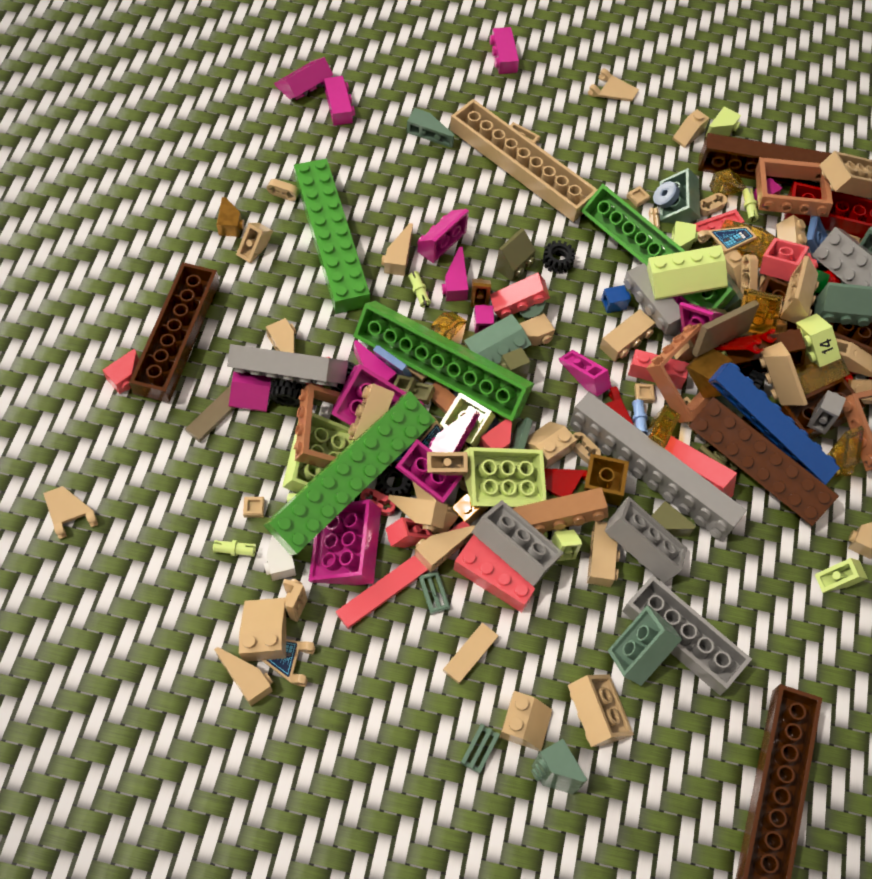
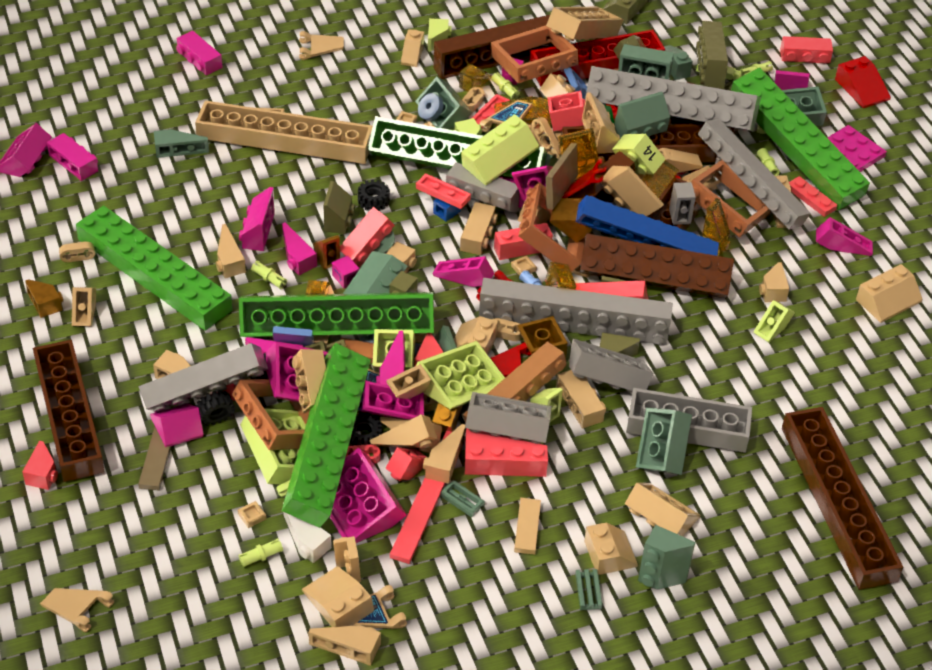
camera: 30 degrees left, 15 degrees down
(616, 285) = (443, 191): none -> coral plate

